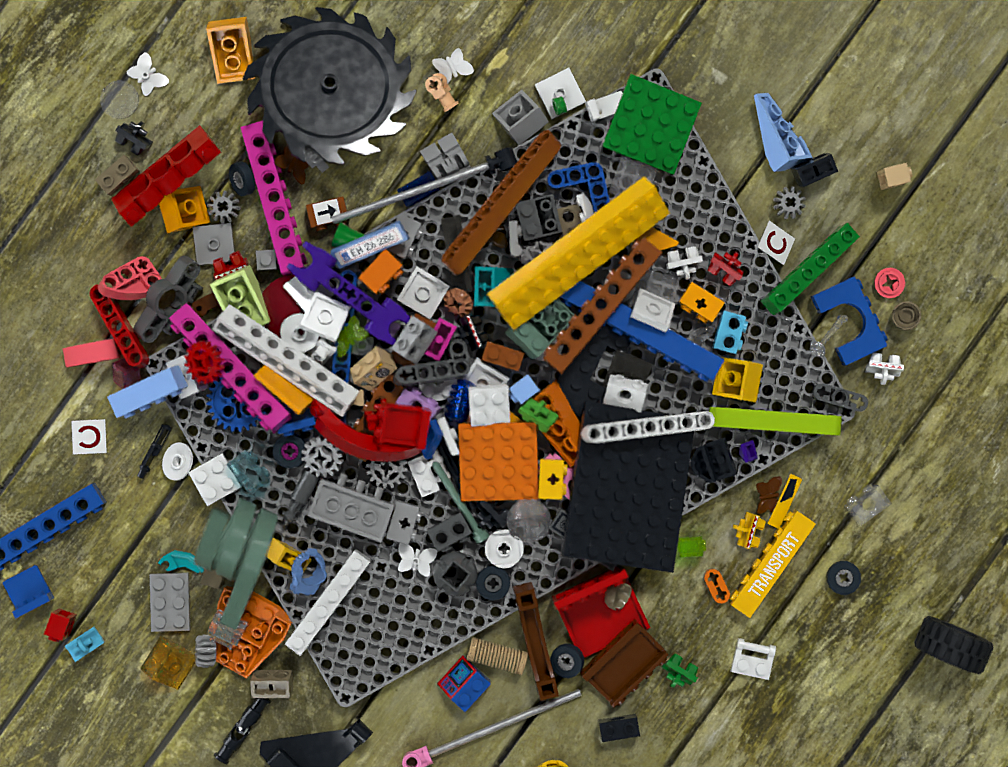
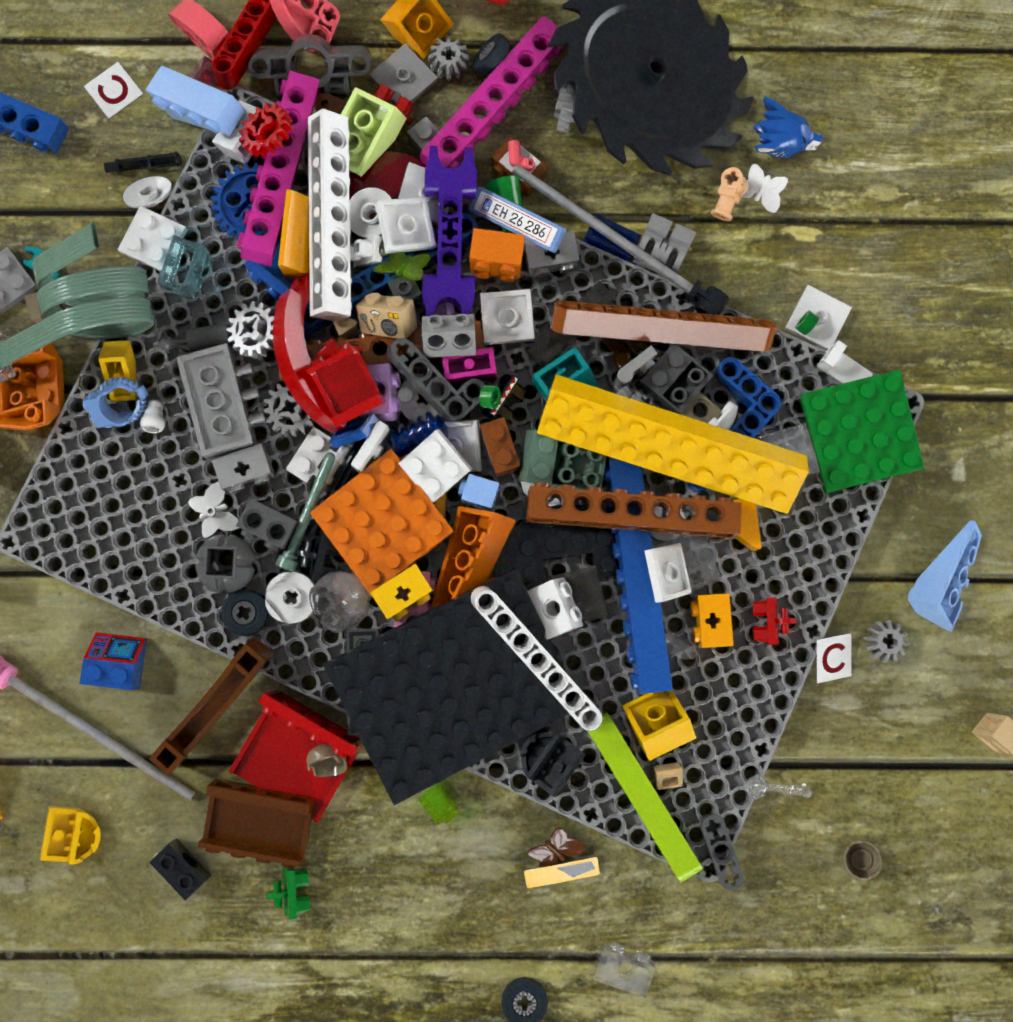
camera: 50 degrees right, 5 degrees down
(283, 458) = (230, 284): black bush -> none
(298, 166) = (545, 99): reddish brown piece -> none
(326, 213) = (516, 158): none -> coral arm
(328, 602) = (98, 446): white arch -> none
(332, 556) = (153, 417): none -> white piece
(426, 27) = (784, 132): none -> blue piece
(461, 297) = (531, 355): nougat gear -> none
(469, 341) = (490, 396): none -> green axle
(520, 117) = (763, 294): light grey slope -> none
(521, 661) = (156, 645): tan piece -> none
(538, 414) = (464, 526): bright green hips -> none
(559, 657) = (214, 745): black bush -> none
(692, 258) = (753, 577): white hips -> none
(720, 583) = (420, 867): orange beam -> none
(723, 331) = (701, 669): medium azure brick -> none
(746, 530) = (501, 853): yellow hips -> none
(748, 451) = (588, 791): dark purple slope -> none
(753, 665) = (355, 969): white plate -> none
(772, 563) = (483, 908): yellow brick -> none
(773, 396) = (668, 776): none -> tan slope
(810, 269) = (835, 714): green brick -> none
(814, 169) = (942, 642): black brick -> none
(870, 337) = (810, 836): blue arch -> none
(883, 370) = (784, 878): white hips -> none
(897, 287) = (892, 810): coral gear -> none

